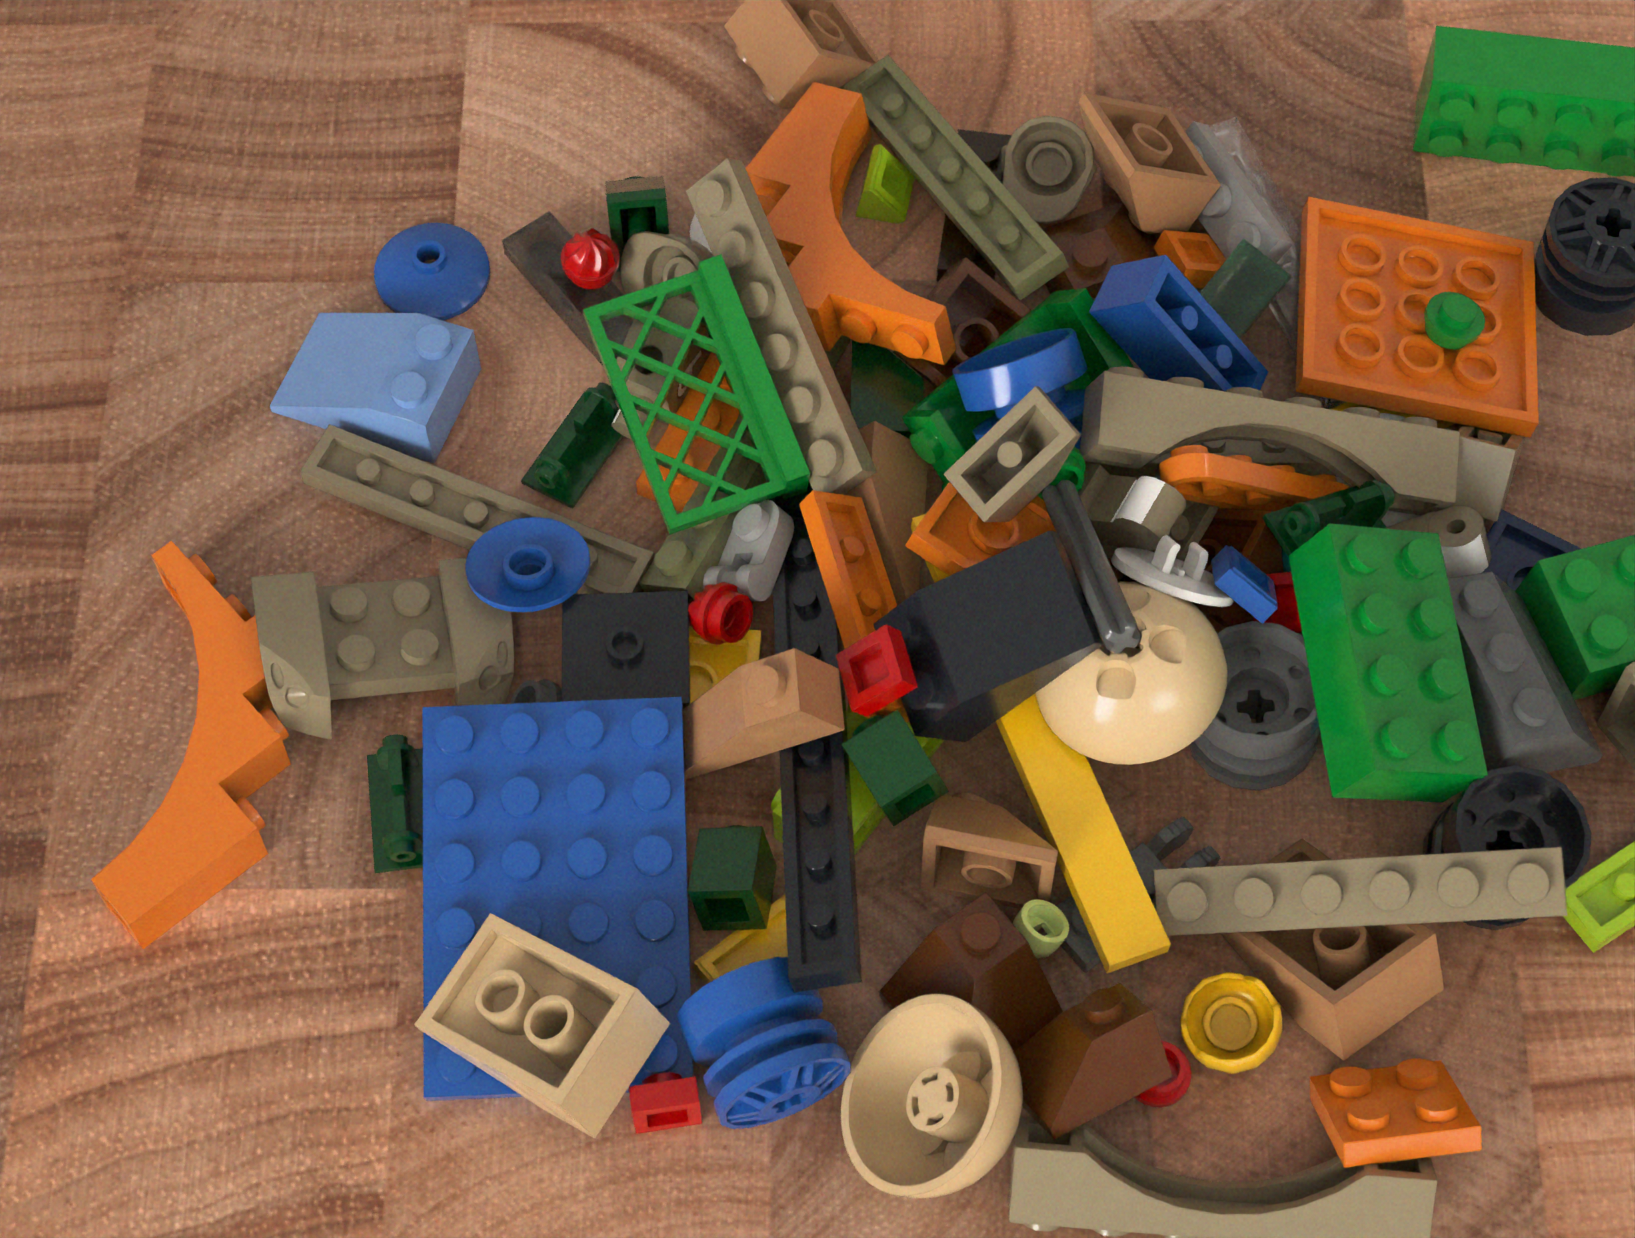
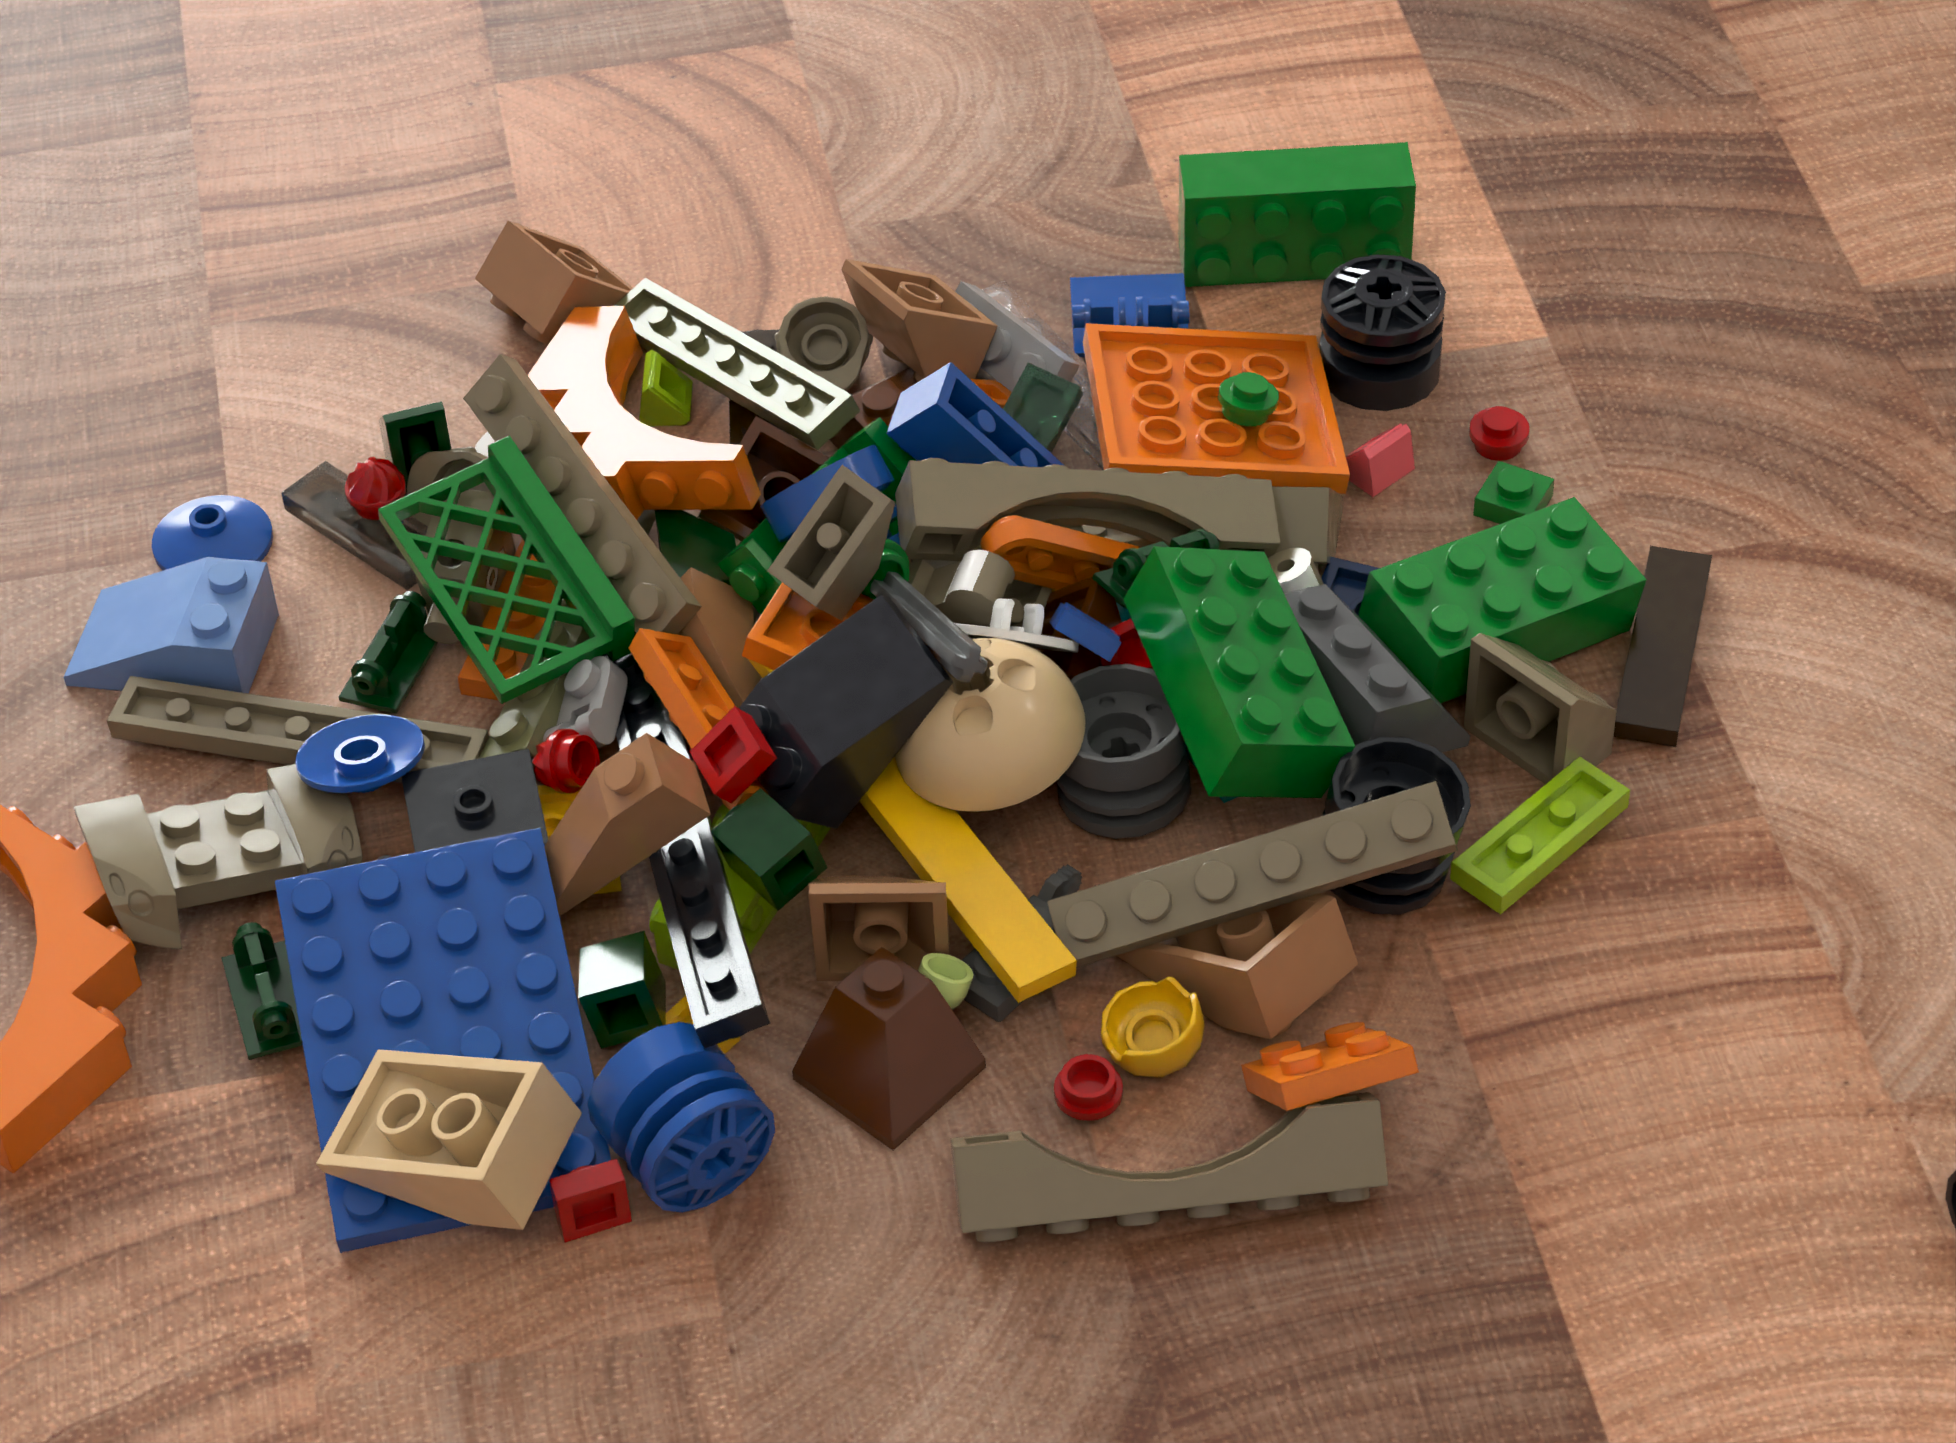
camera: 10 degrees left, 15 degrees down
(930, 1098) = (862, 1129): tan piece -> none
(1091, 1060) = (1012, 1066): reddish brown slope -> none
(1354, 170) = (1127, 301): none -> blue hinge
(1571, 397) = (1382, 460): none -> coral slope

